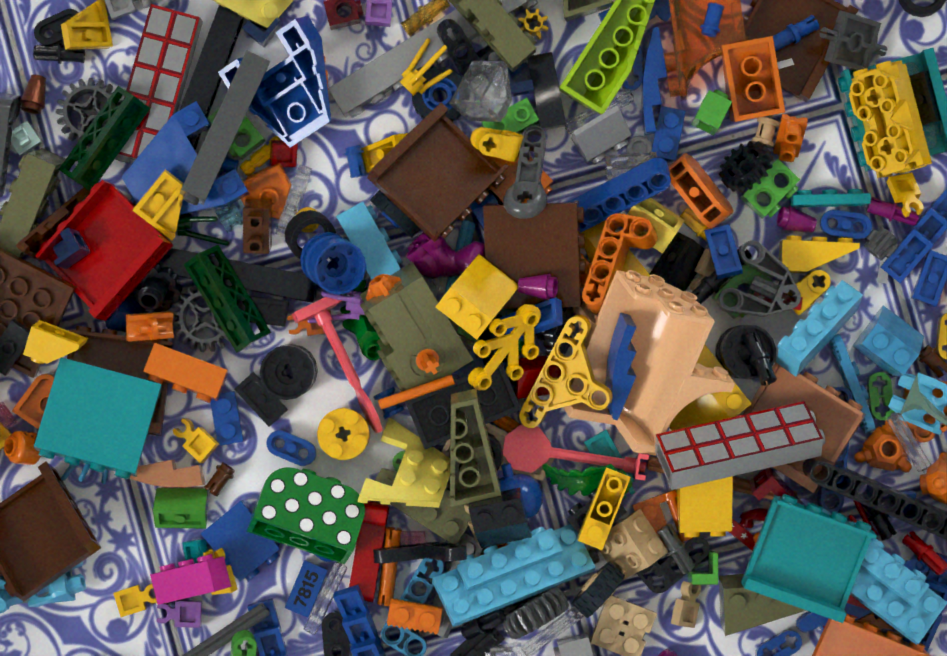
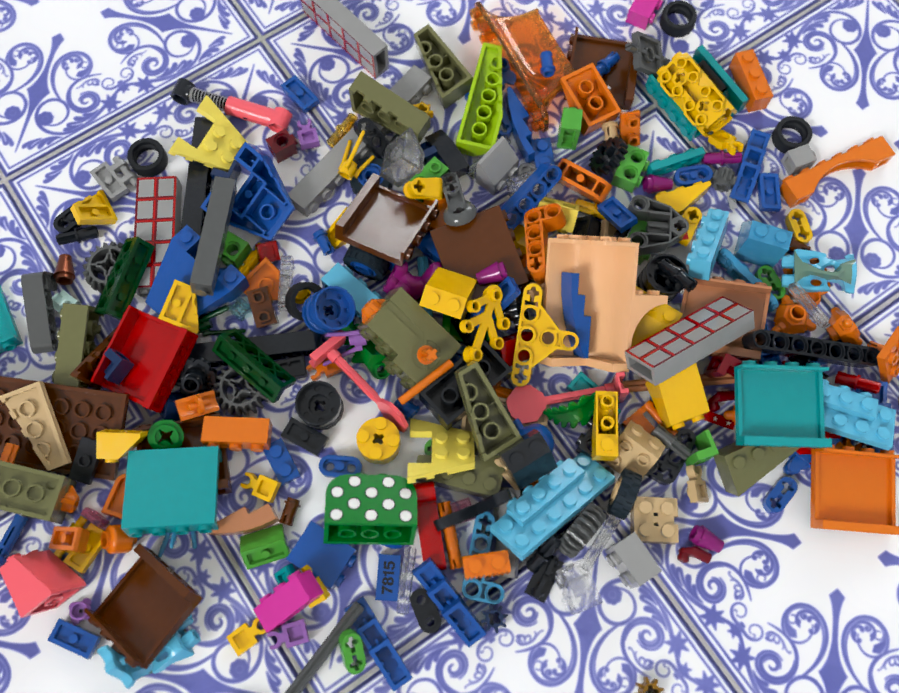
camera: 25 degrees left, 15 degrees down
(102, 359) = (155, 435): none -> green gear

